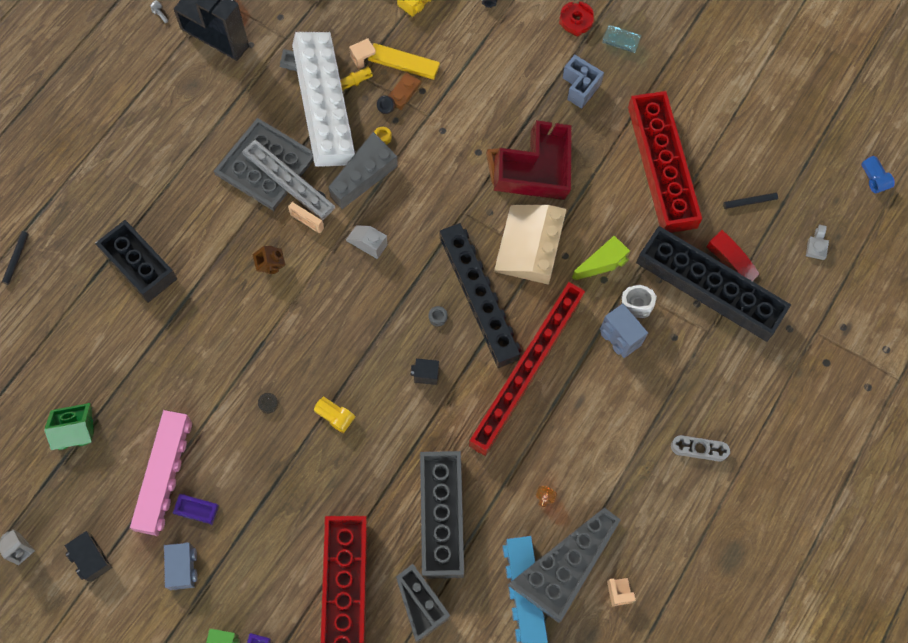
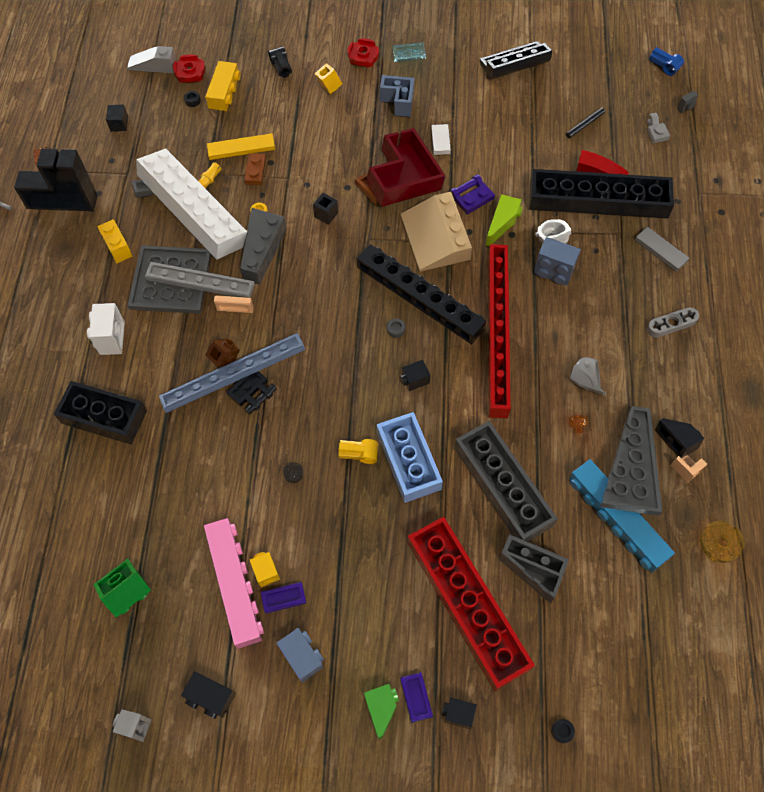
camera: 25 degrees left, 5 degrees down
(182, 185) = (106, 328): none -> white brick
(193, 475) = (264, 569): none -> yellow brick
(236, 102) = (115, 241): none -> yellow brick
(267, 282) = (231, 372): none -> sand blue tile
(272, 303) = (247, 387): none -> black plate
(360, 51) = (200, 153): light nougat panel -> none
(368, 240) = (299, 296): light grey slope -> none
(372, 445) = (409, 457): none -> light blue brick
(385, 104) = (247, 185): black tile -> none
(441, 165) = (325, 208): none -> black brick
(523, 31) = (328, 78): none -> yellow brick
(581, 457) = (587, 375): none -> light grey helmet
(592, 224) = (475, 198): none -> dark purple plate
(596, 147) = (440, 139): none -> white tile
(630, 561) = (679, 436): none -> black slope
(664, 162) = (503, 123): red brick -> none
(721, 98) = (516, 59): none -> black brick
(739, 370) = (662, 249): none -> light grey tile
(868, 231) = (687, 102): none -> dark grey plate

